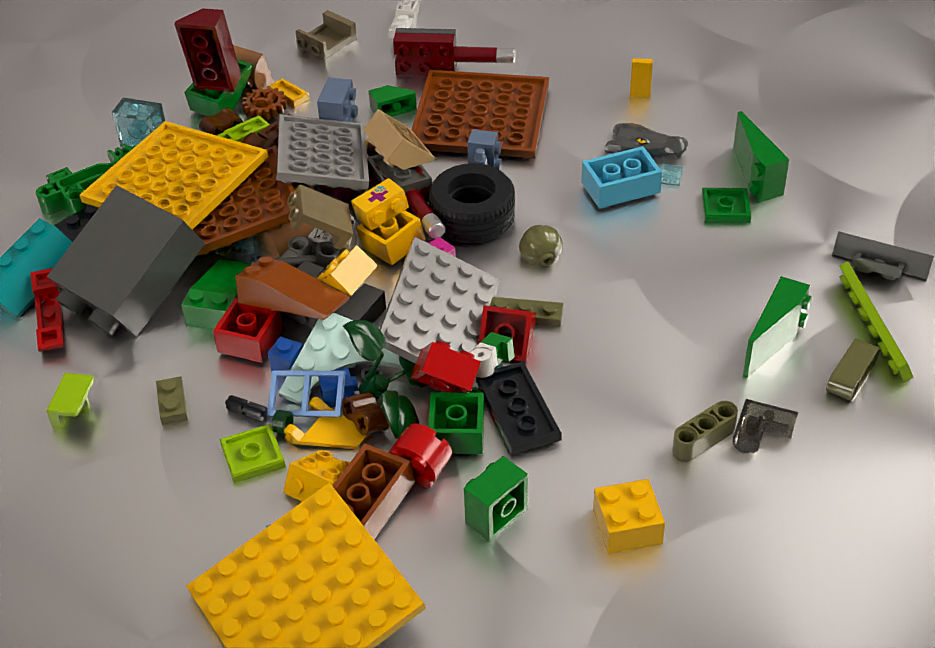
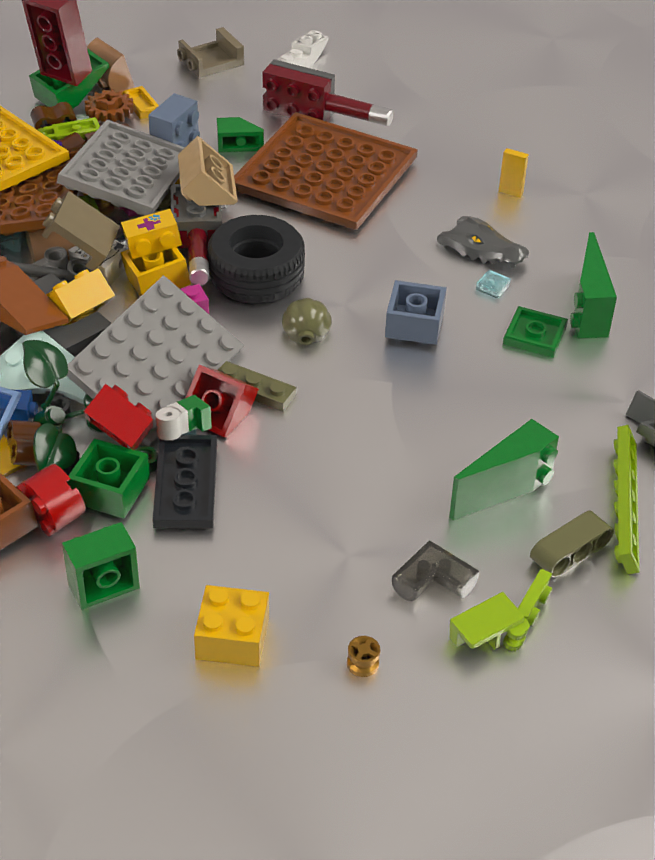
camera: 15 degrees right, 0 degrees up
(484, 148) = (297, 207): sand blue brick -> none
(621, 177) = (435, 265): medium azure brick -> none
(628, 214) = (415, 312): none -> sand blue brick
(704, 430) = (366, 561): olive beam -> none
(749, 503) = (359, 649): none -> pearl gold wheel
(827, 452) = (485, 622): none -> lime panel
(850, 436) = (537, 593): none -> lime hinge

